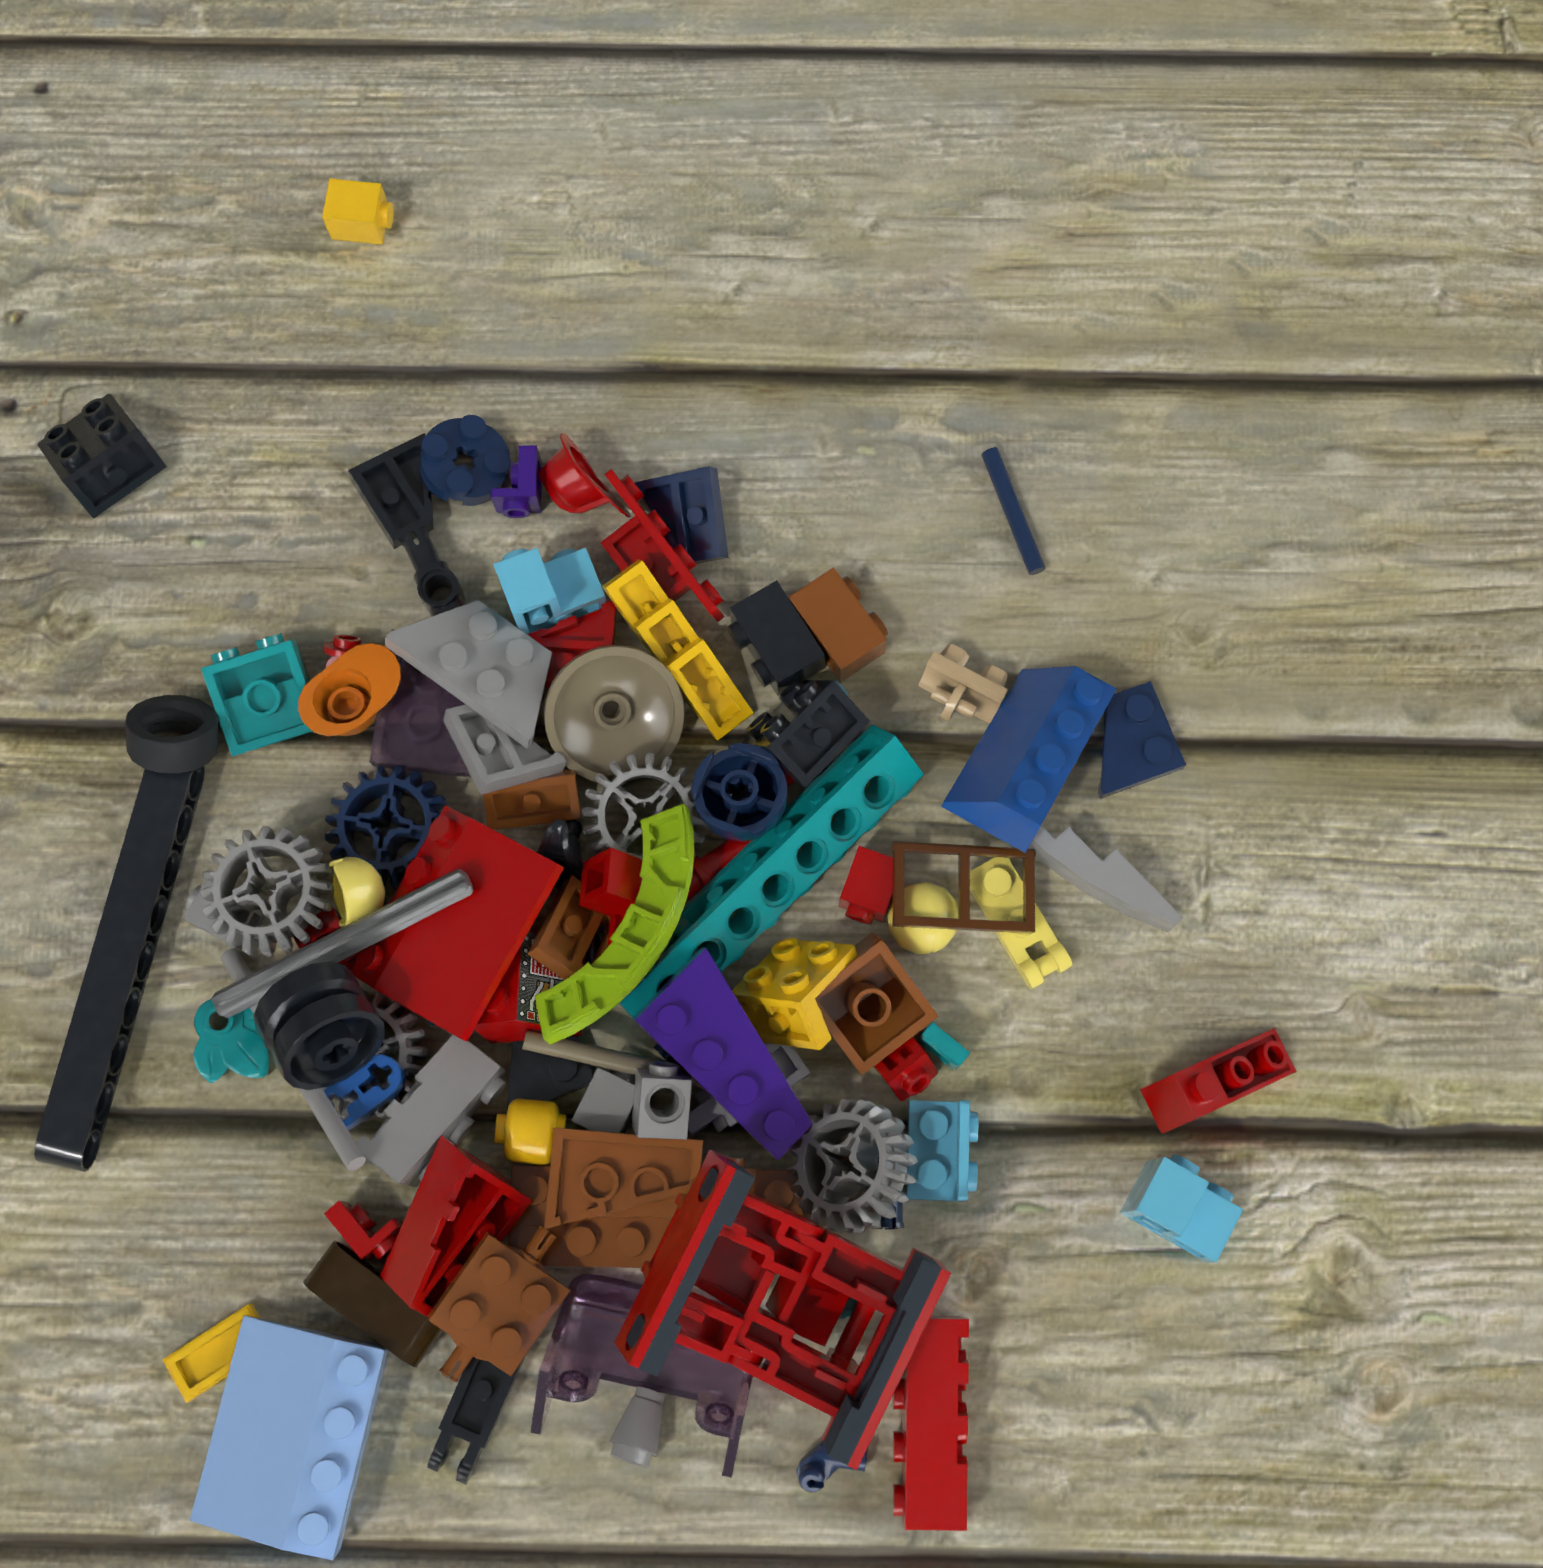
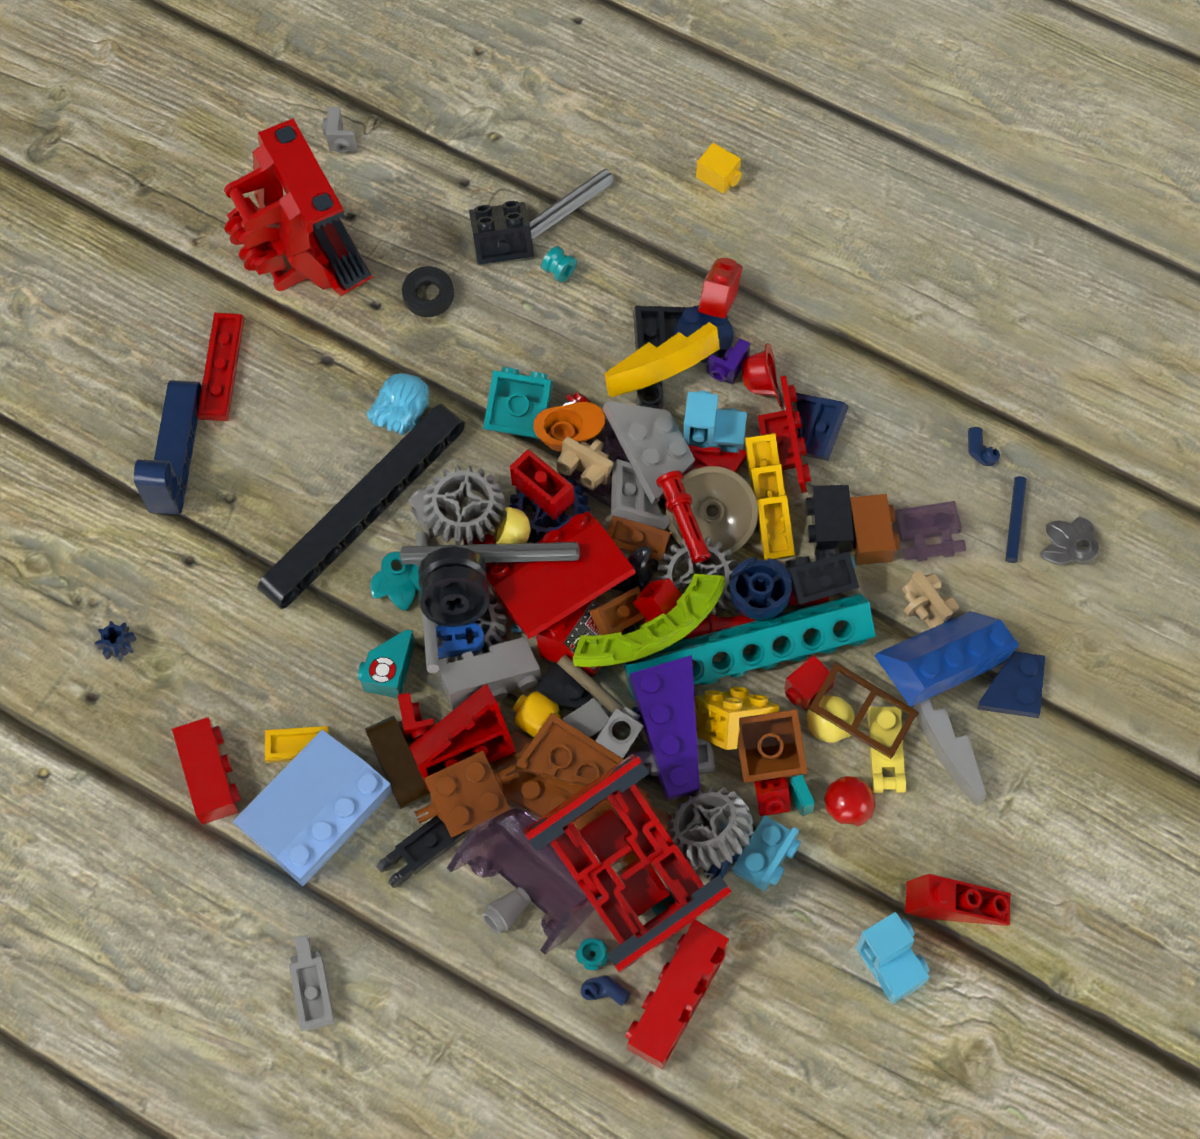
camera: 30 degrees right, 10 degrees down
(27, 572) = (422, 276): none -> black tyre
(93, 782) = (400, 403): none -> medium azure hair
(110, 1467) = (206, 770): none -> red brick
(171, 753) = (457, 398): black tyre -> none
(175, 362) = (570, 202): none -> axle
(208, 461) = (559, 264): none -> teal wheel
(286, 1172) = (387, 665): none -> teal slope
(361, 803) = (541, 484): none -> red brick
(403, 729) = (588, 460): none -> tan hips
(424, 545) = (658, 363): none -> yellow slope
(453, 386) = (720, 287): none -> red brick
(568, 733) = (680, 505): none -> red pin
(793, 1434) = (587, 946): none -> teal plate
(904, 575) = (928, 522): none -> clear purple plate
(917, 441) = (978, 451): none -> dark blue arm
(1007, 1018) = (850, 801): none -> red hair
(1093, 506) = (1068, 539): none -> flat silver plate

